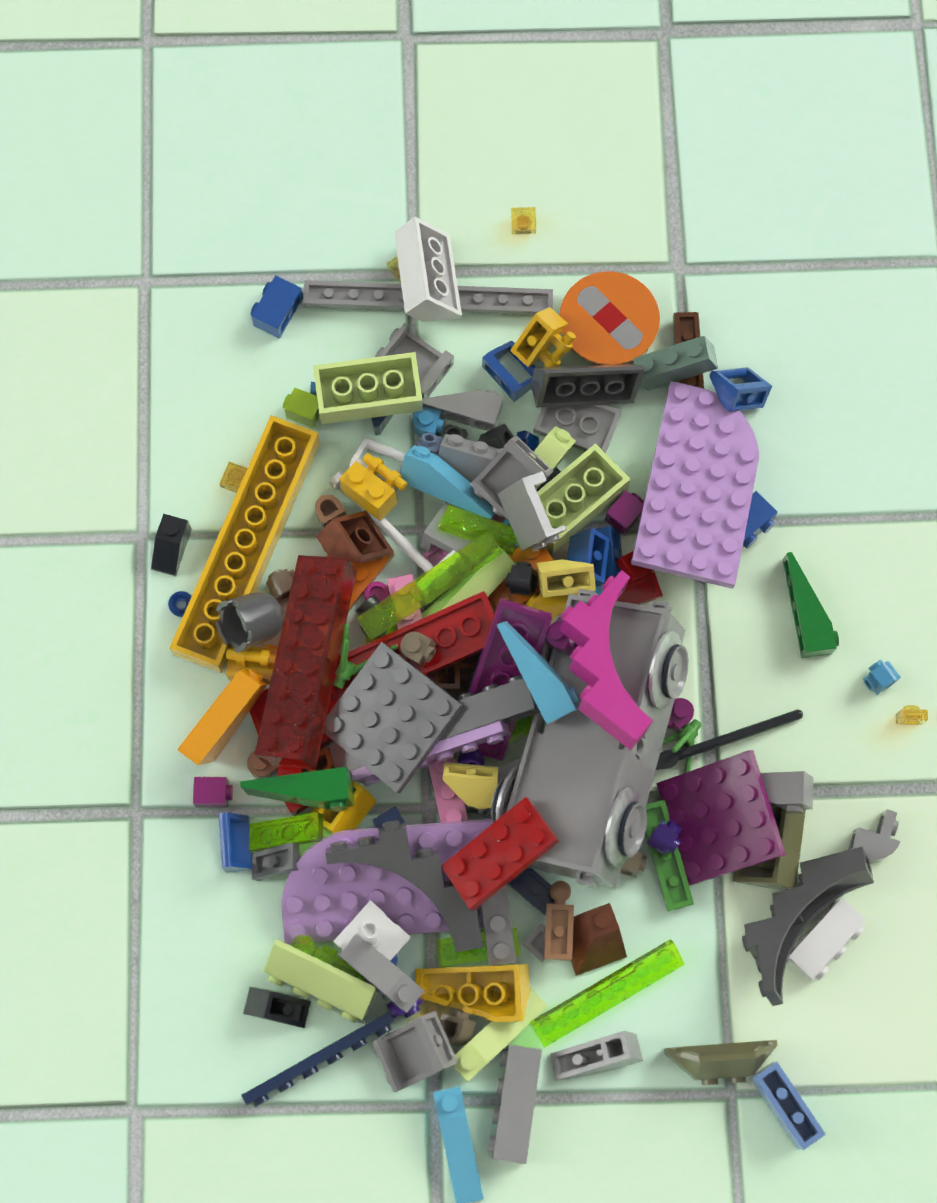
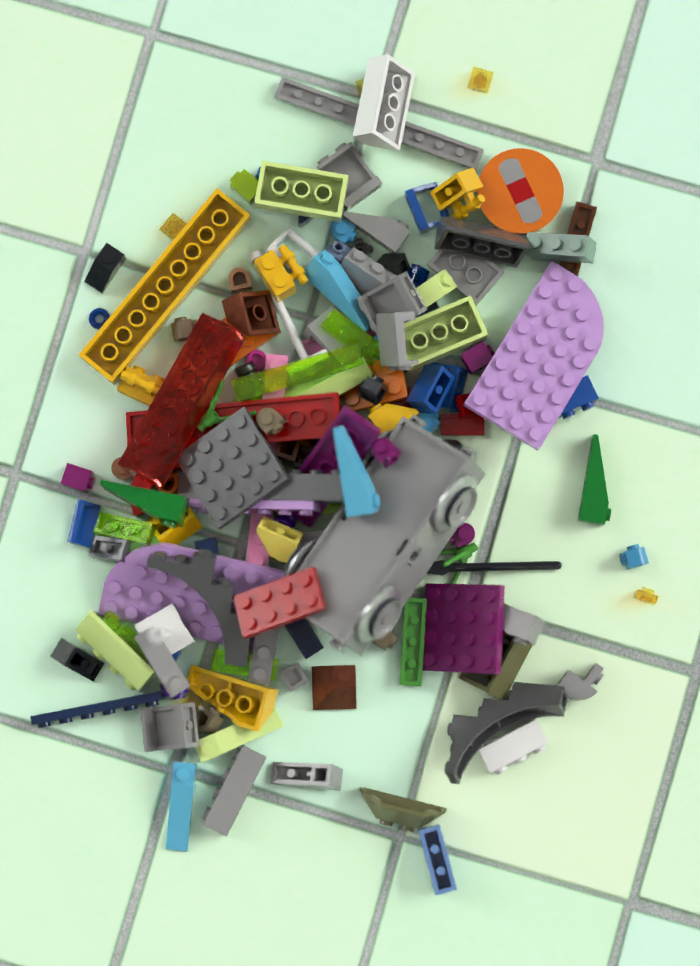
camera: 20 degrees right, 10 degrees up
(223, 717) = (103, 424): light orange slope -> none
(249, 620) = (147, 354): dark grey cylinder -> none
(276, 306) = (252, 91): blue brick -> none
(559, 924) = (311, 667): medium nougat plate -> none
(565, 577) = (405, 400): light yellow slope -> none
(604, 697) = (397, 515): dark pink arch -> none
(607, 993) = (331, 731): clear neon green plate -> none
(665, 837) = (416, 628): dark purple plate -> none
(742, 396) = (606, 293): blue tile -> none

